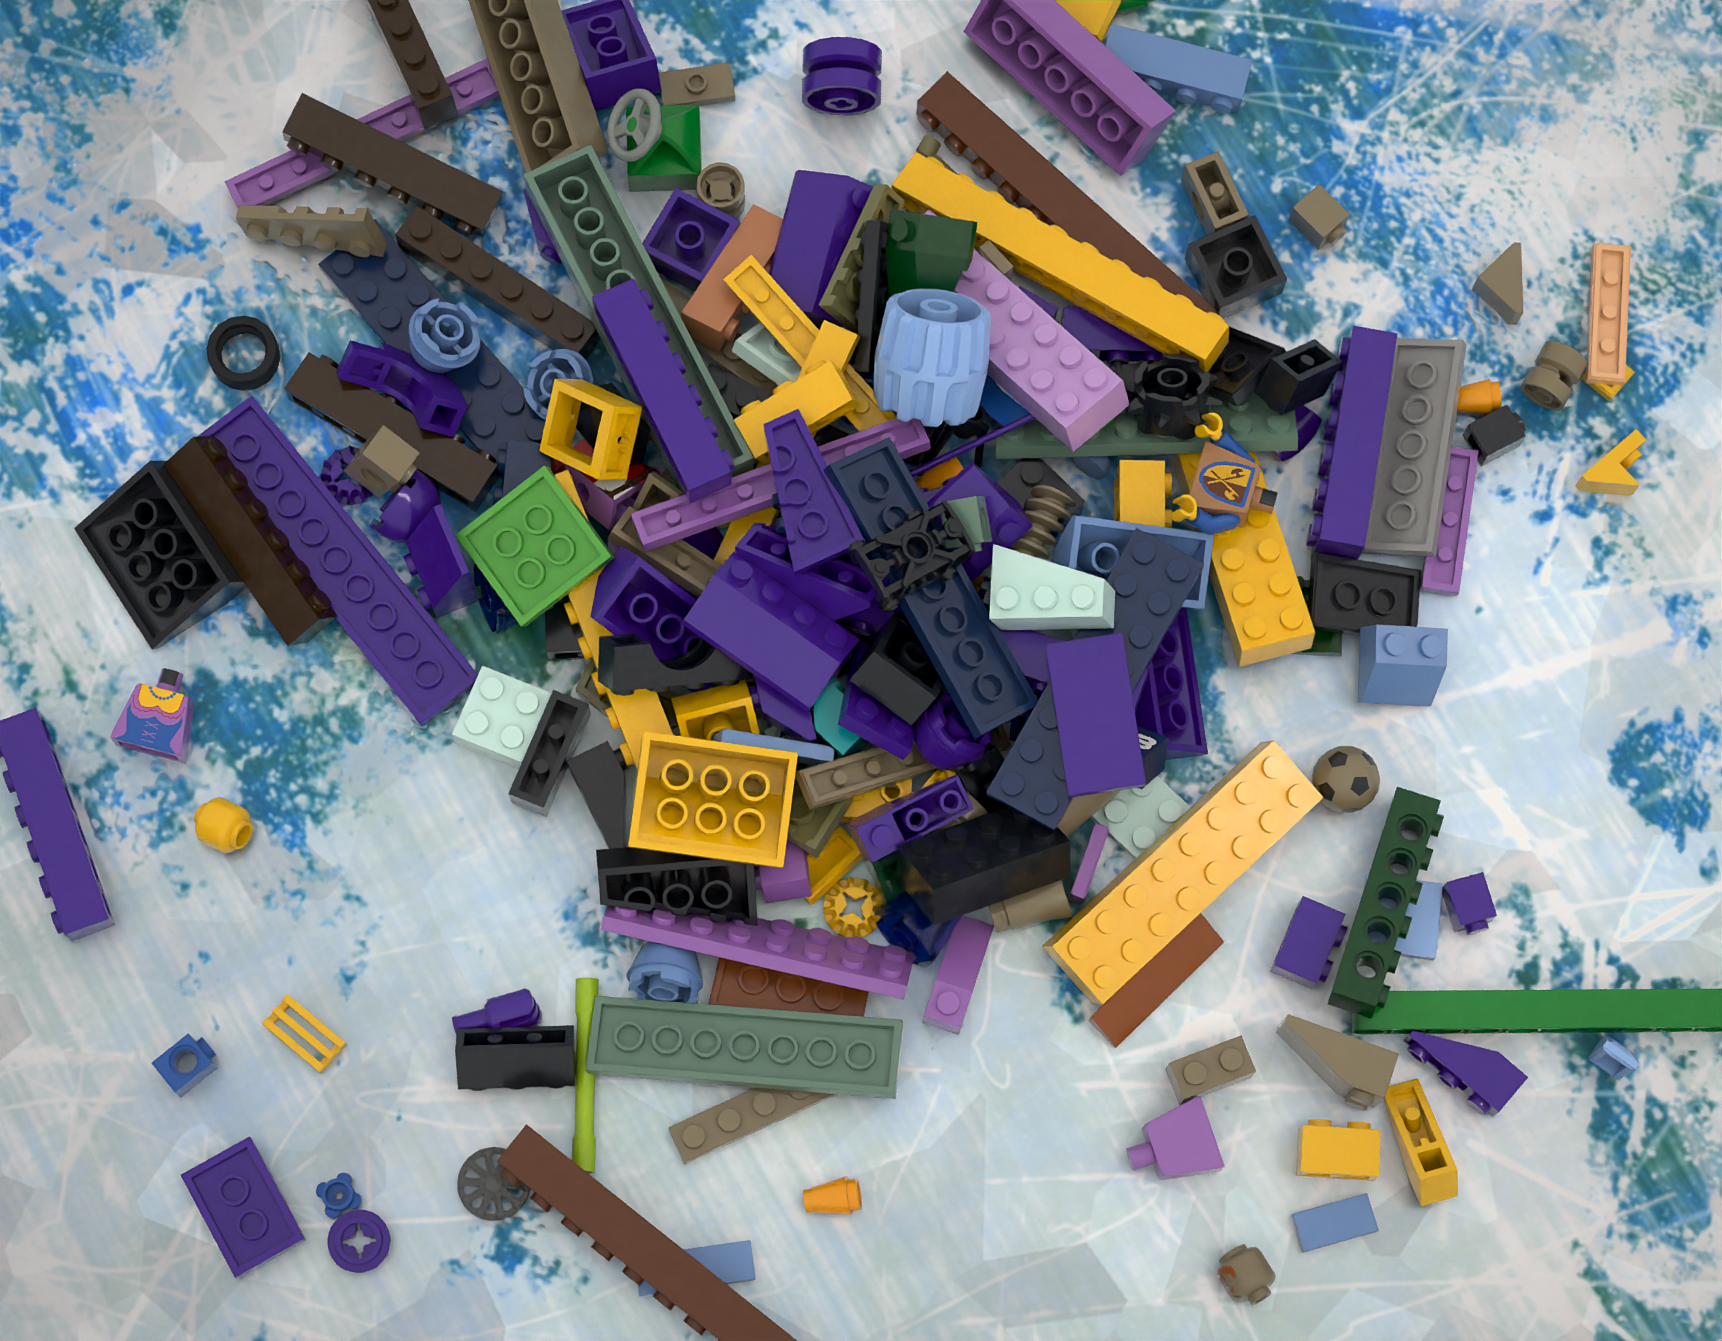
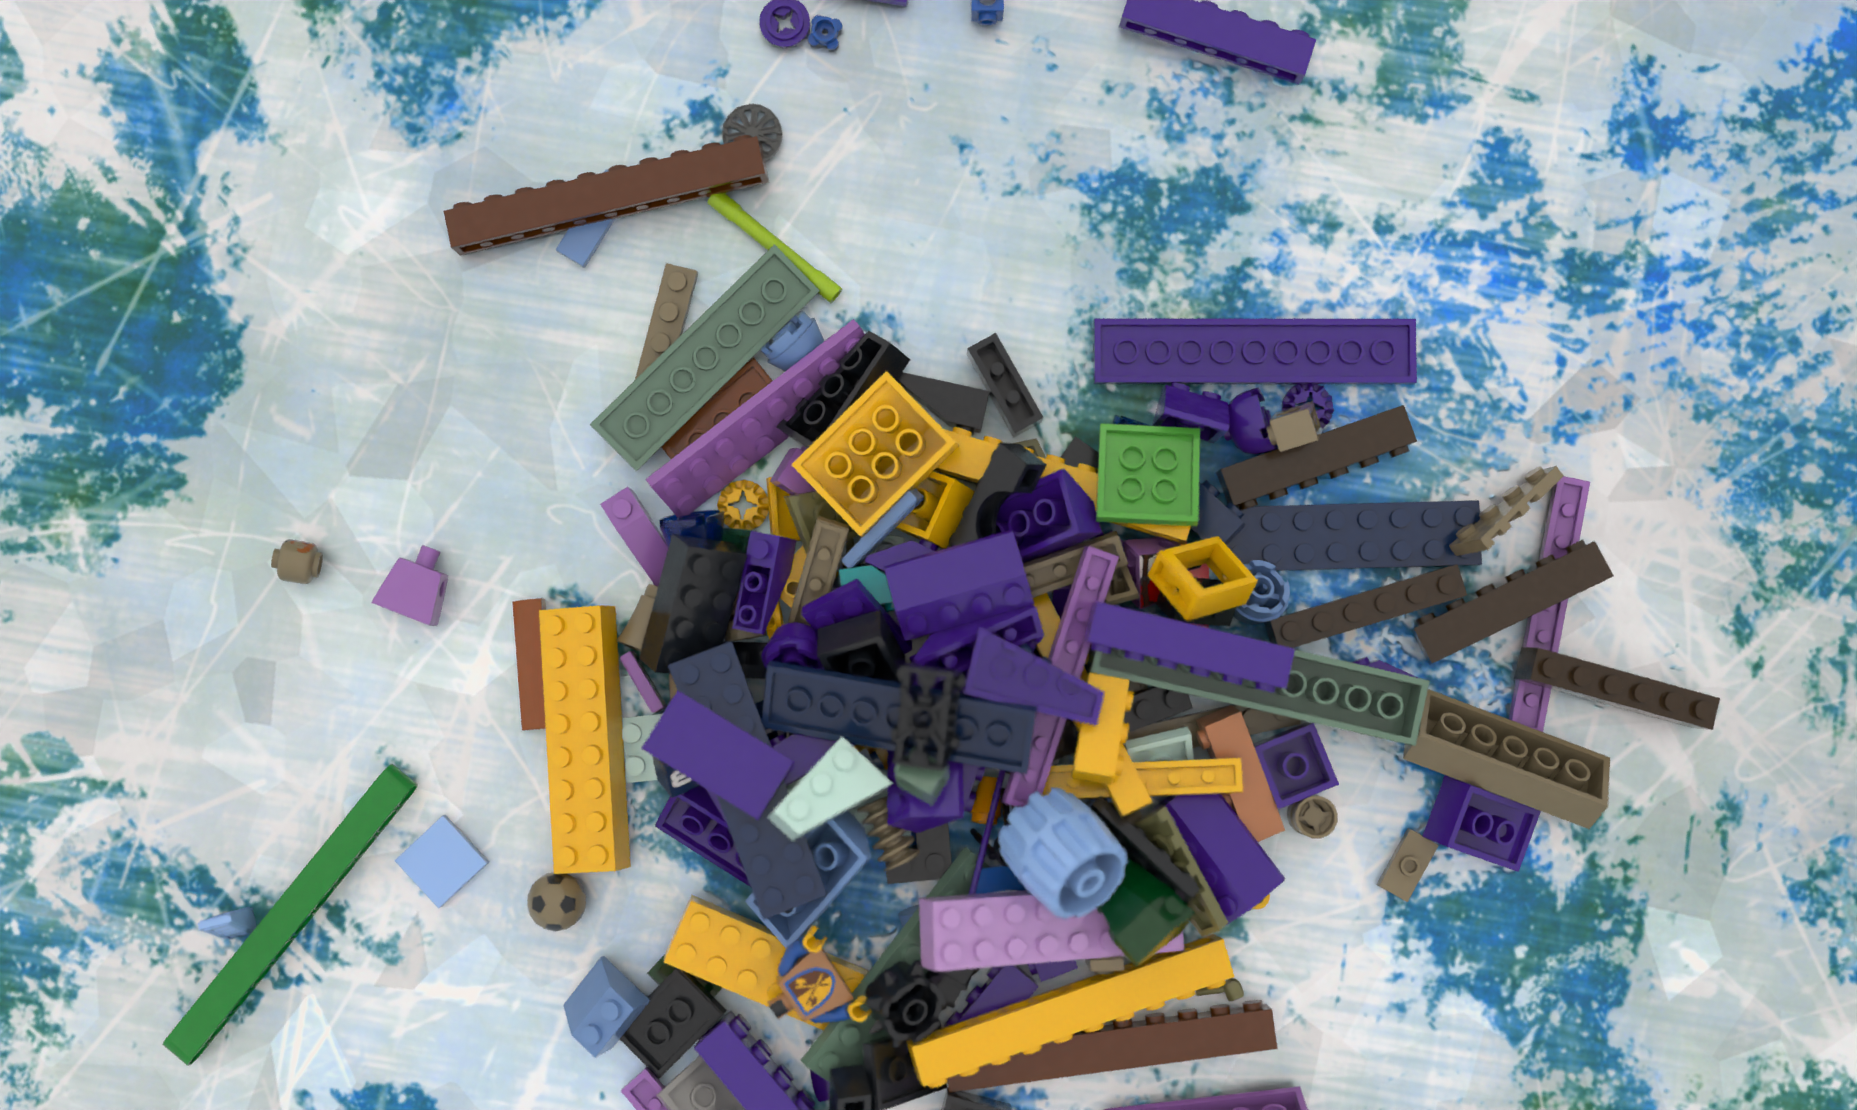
camera: 130 degrees right, 10 degrees up
(157, 719) = (1235, 151): torso -> none
(159, 555) = (1350, 242): black slope -> none
(223, 825) = (1128, 139): yellow head -> none
(236, 326) = (1472, 385): black tyre -> none
(250, 539) = (1313, 301): dark brown brick -> none
(279, 1013) = (947, 77): yellow tile -> none
(429, 395) = (1343, 494): dark purple arch -> none
(443, 336) = (1354, 538): medium blue cone -> none
(500, 717) = (1055, 373): light aqua brick -> none
(507, 1010) = (856, 220): dark purple arm -> none
(515, 1057) = (819, 206): black brick -> none
(660, 142) = (1382, 802): green piece -> none
(834, 1197) = (564, 341): light orange cone -> none
(841, 76) = (1332, 970): dark purple wheel -> none
(1142, 493) = (855, 922): yellow brick -> none
(1210, 1069) = (443, 648): dark tan brick -> none
(1309, 943) = (471, 784): dark purple brick -> none
(1334, 1222) = (284, 648): medium blue tile -> none
(1338, 1151) = (324, 688): yellow brick -> none
(1343, 1062) = (359, 743): dark tan slope -> none
(1350, 989) = (417, 781): dark green brick -> none
(1421, 1143) = (286, 747): yellow slope -> none
(1469, 903) = (409, 914): dark purple brick -> none
(1477, 1071) = (296, 825): dark purple slope -> none

